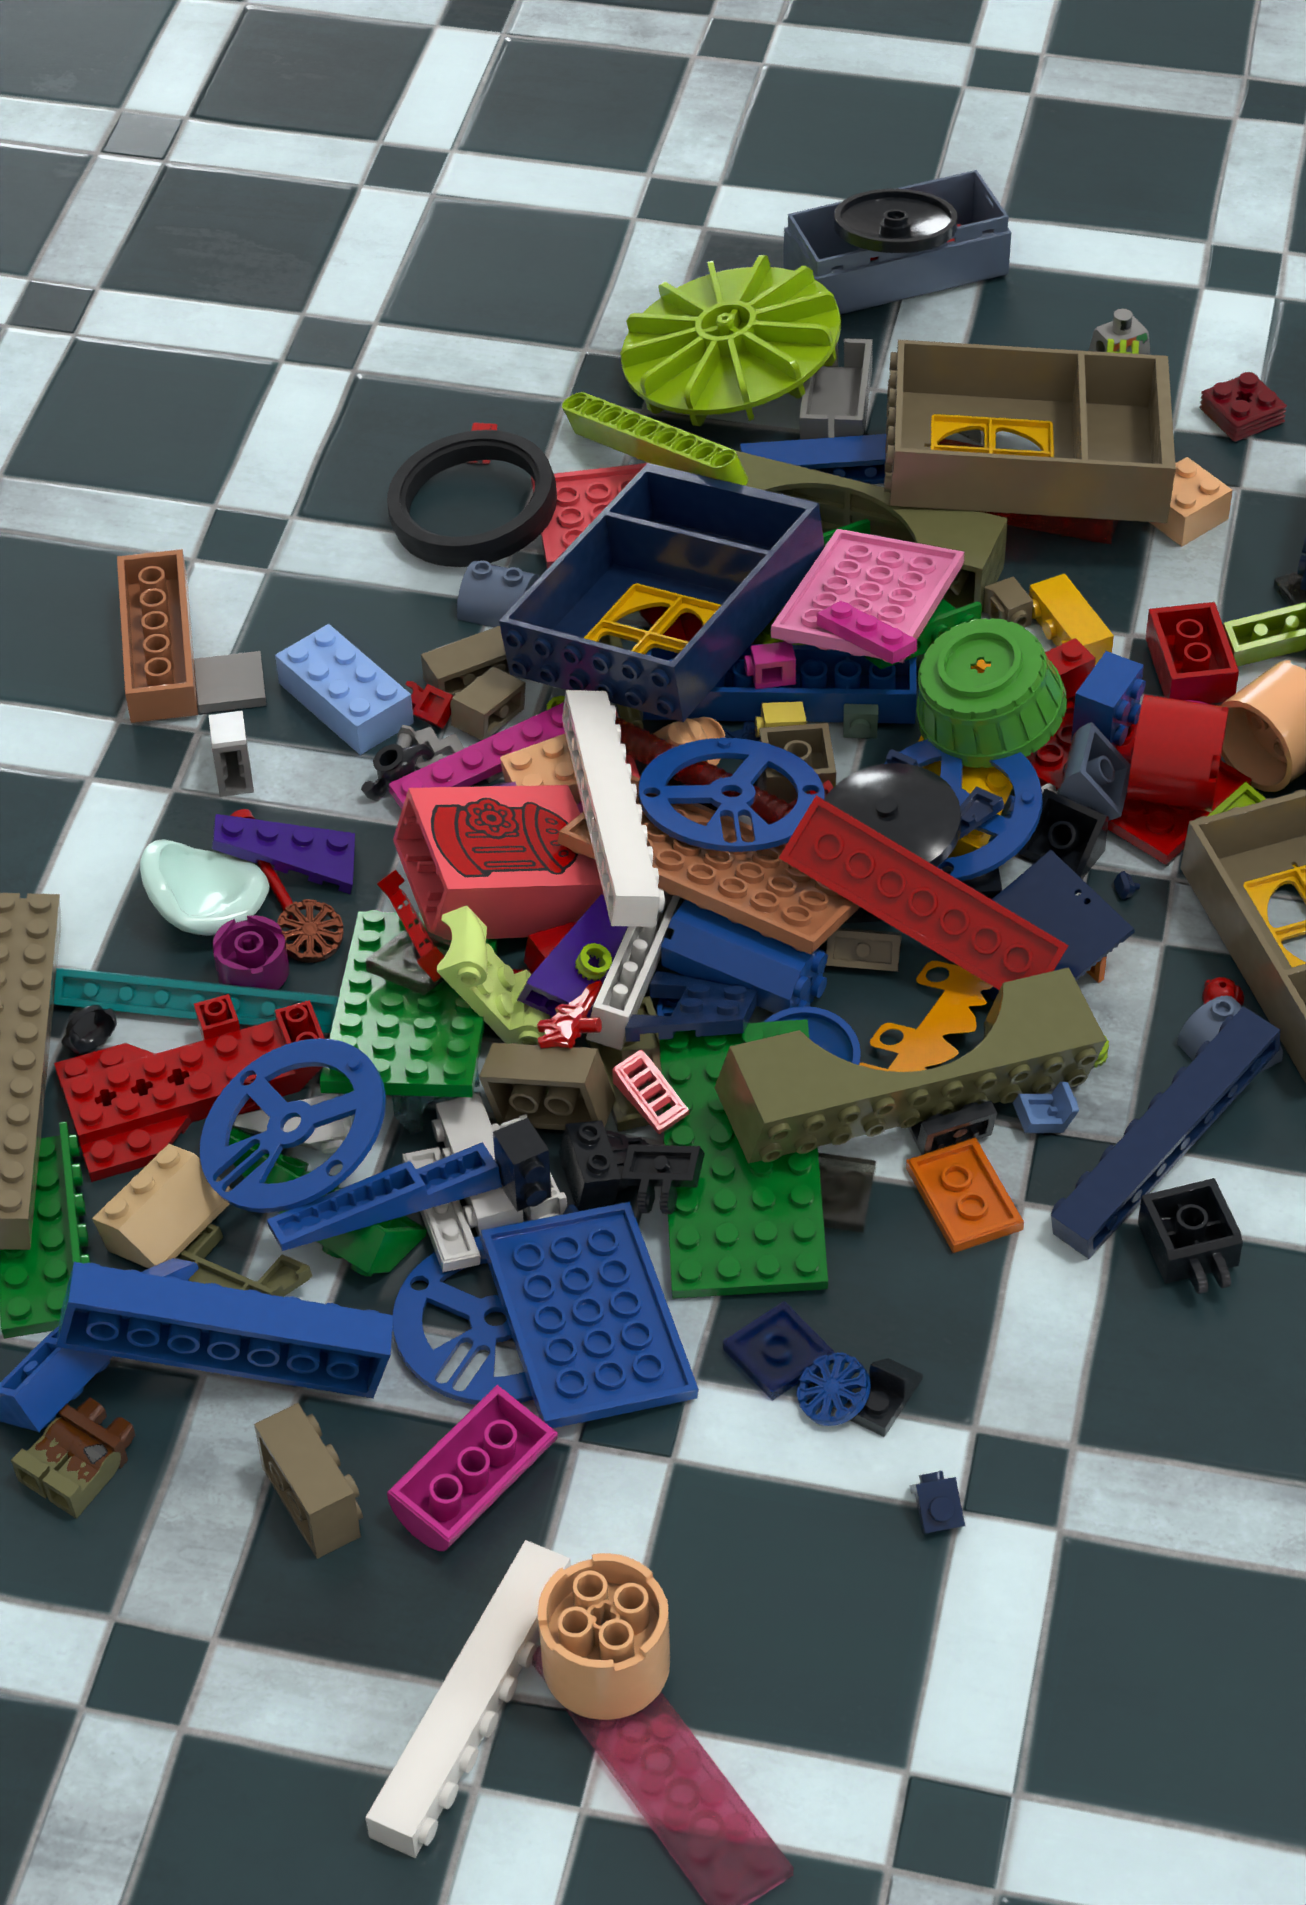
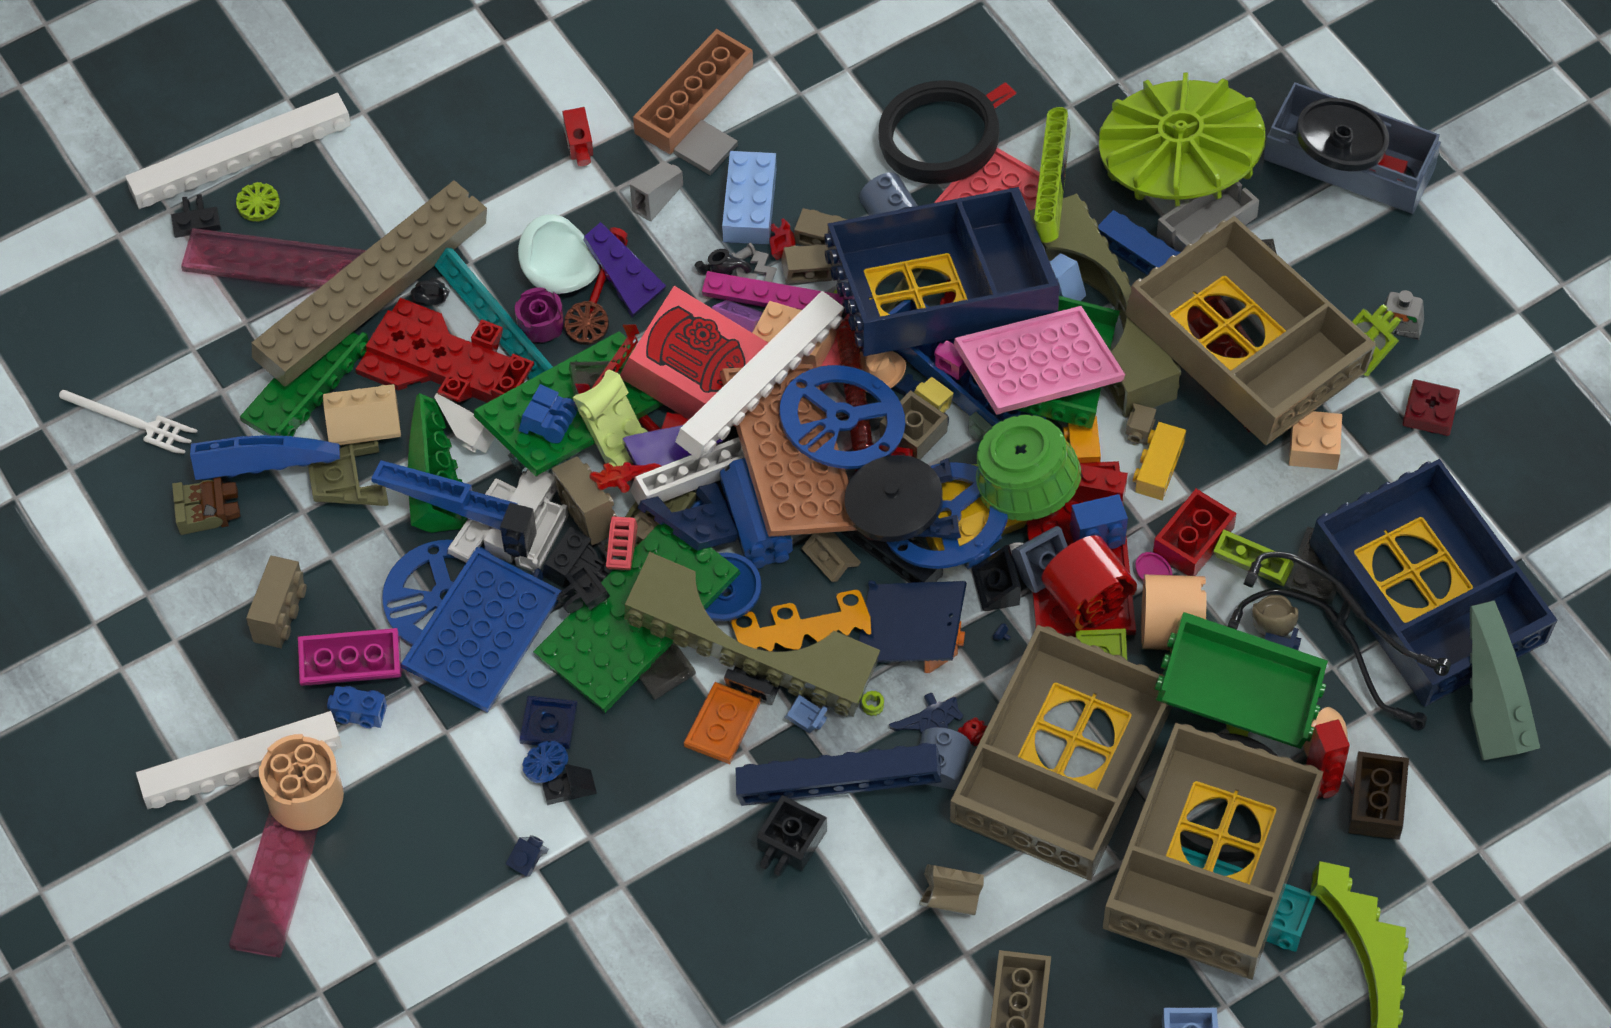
camera: 45 degrees right, 10 degrees up
(75, 759) = (578, 135): none -> red torso
(224, 1330) = (305, 499): blue brick -> none
(365, 1102) = (472, 437): blue piece -> none
(415, 1020) = (548, 415): none -> blue legs
(544, 1513) = (357, 706): none -> blue brick
(586, 969) = (661, 448): lime bush -> none
(867, 632) = (992, 382): dark pink plate -> none
(918, 897) = (857, 553): red plate -> none
(1165, 1015) = (935, 715): none -> dark blue piece

